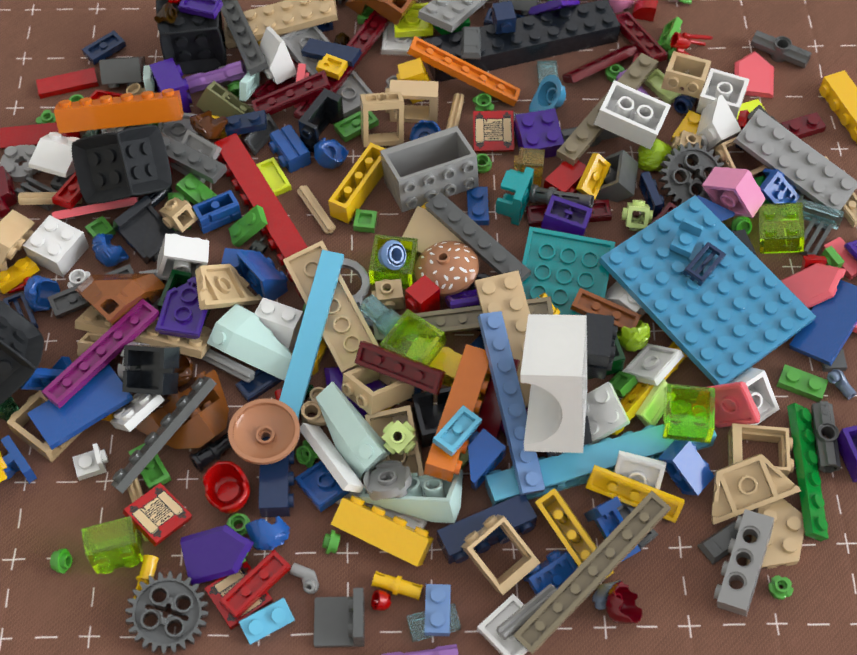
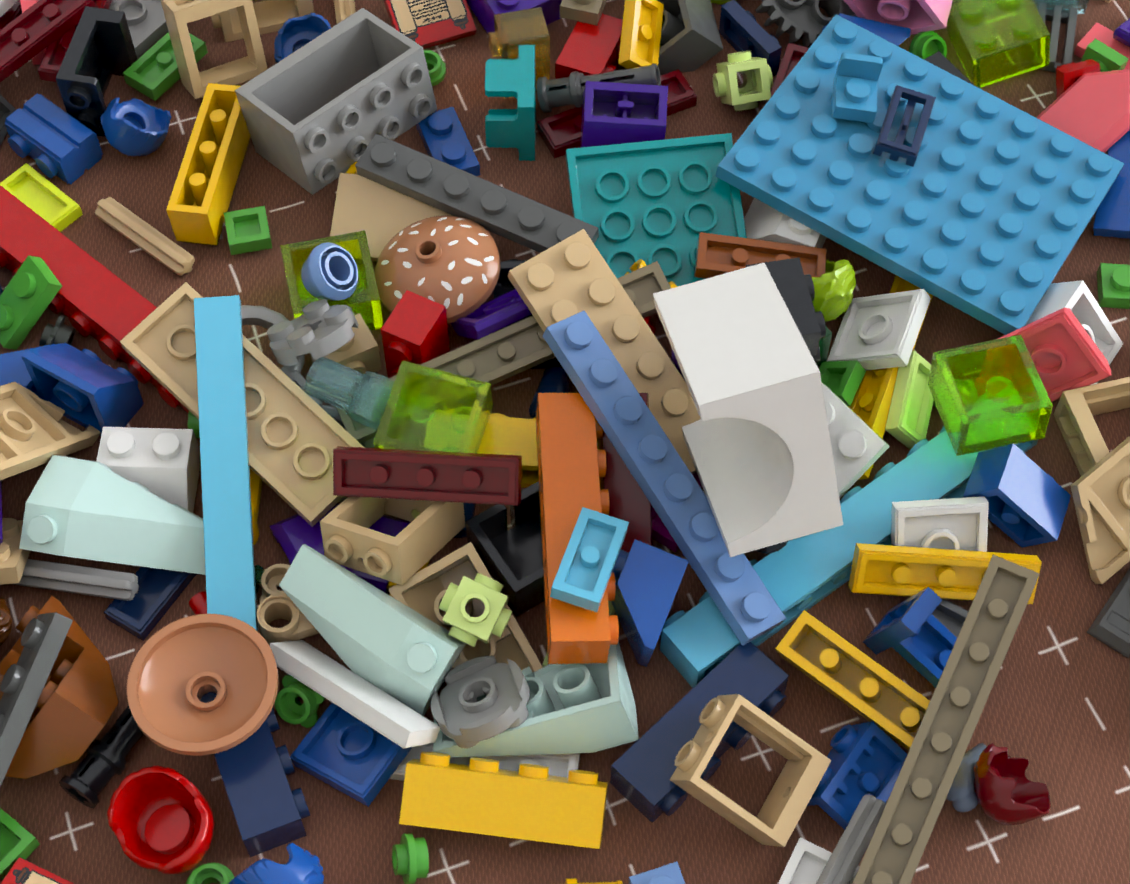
camera: 20 degrees left, 0 degrees up
(373, 282) = (316, 332): none -> light grey plate

